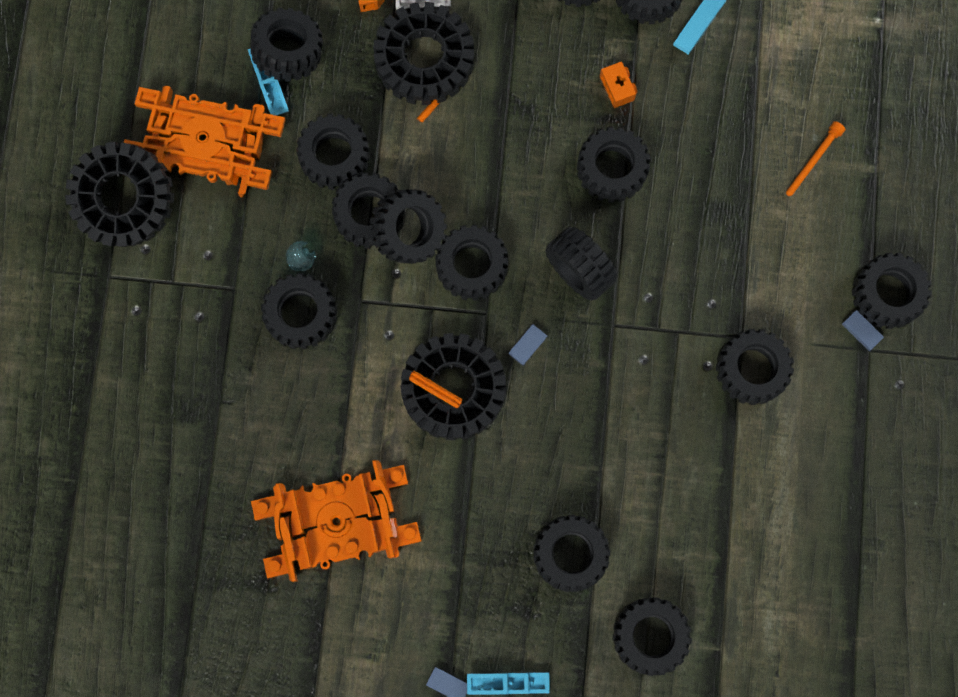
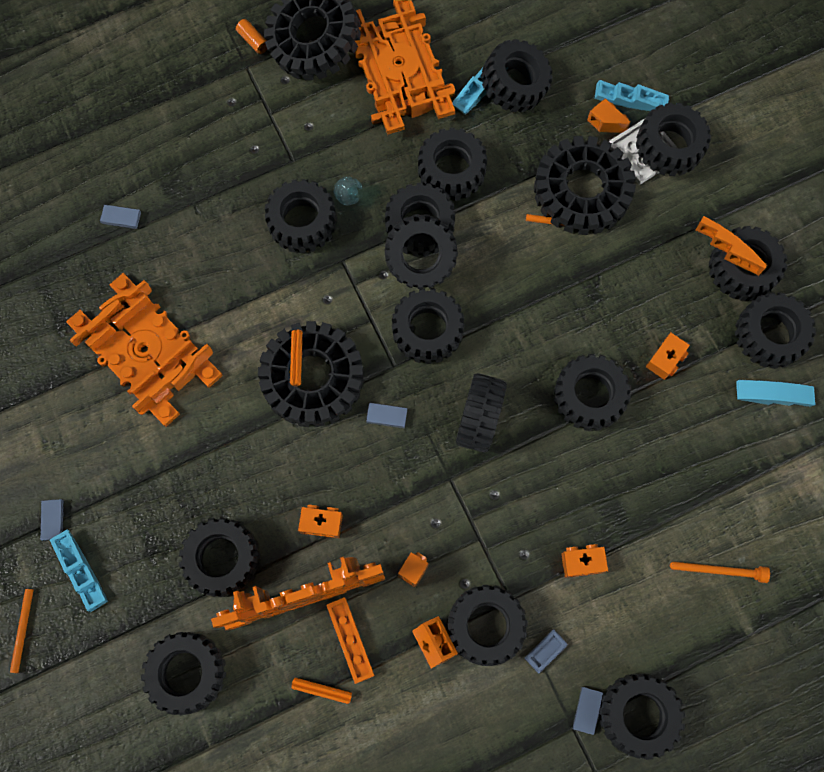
camera: 60 degrees right, 5 degrees down
(82, 253) = (251, 36): none -> orange piece
(191, 475) = (120, 216): none -> sand blue tile
(598, 446) = (309, 525): none -> orange brick
(657, 459) = (260, 605): none -> orange piece
(676, 398) = (413, 569): none -> orange brick
(701, 485) = (350, 640): none -> orange plate
(728, 532) = (321, 690): none -> orange axle
(744, 416) = (434, 642): none -> orange brick
(754, 251) = (595, 555): none -> orange brick
(799, 334) = (545, 651): none -> sand blue tile

